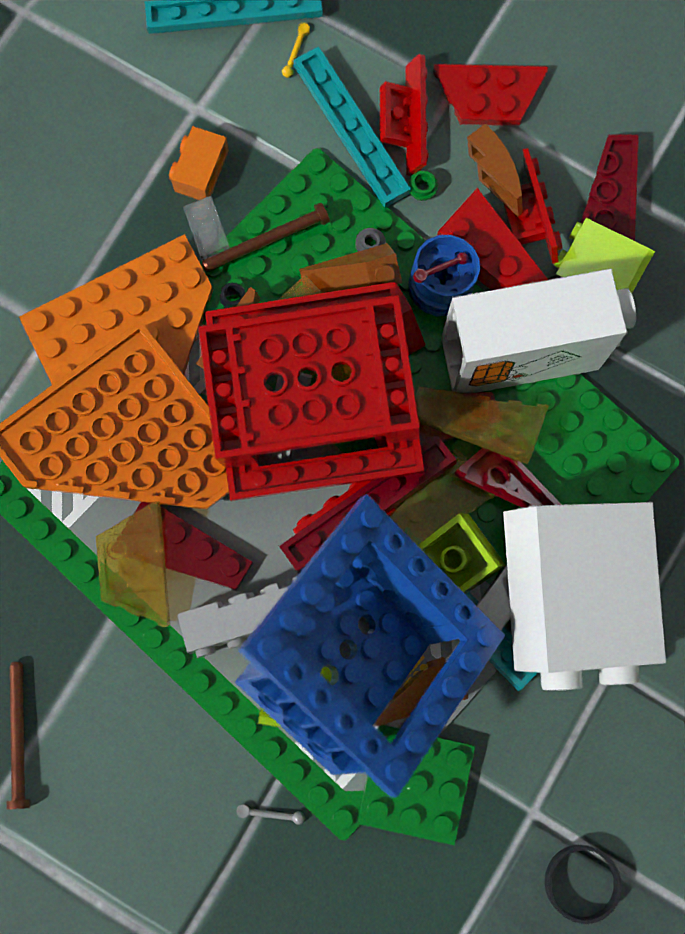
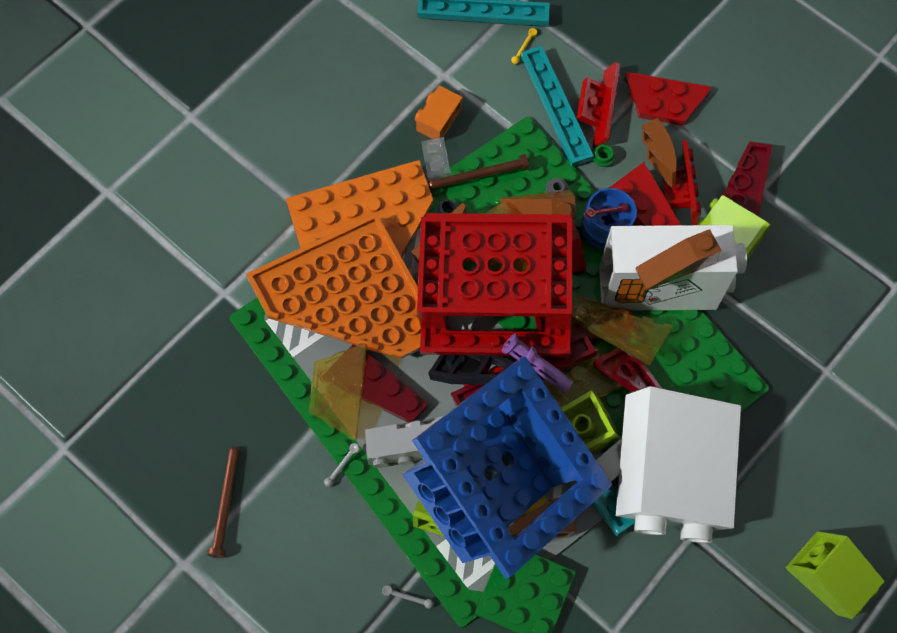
camera: 10 degrees right, 10 degrees down
(168, 639) = (354, 448): none -> light grey hinge
(270, 516) = (448, 369): none -> black plate
(371, 484) = (519, 349): none -> medium lavender pin
(550, 332) = (680, 260): none -> dark orange slope

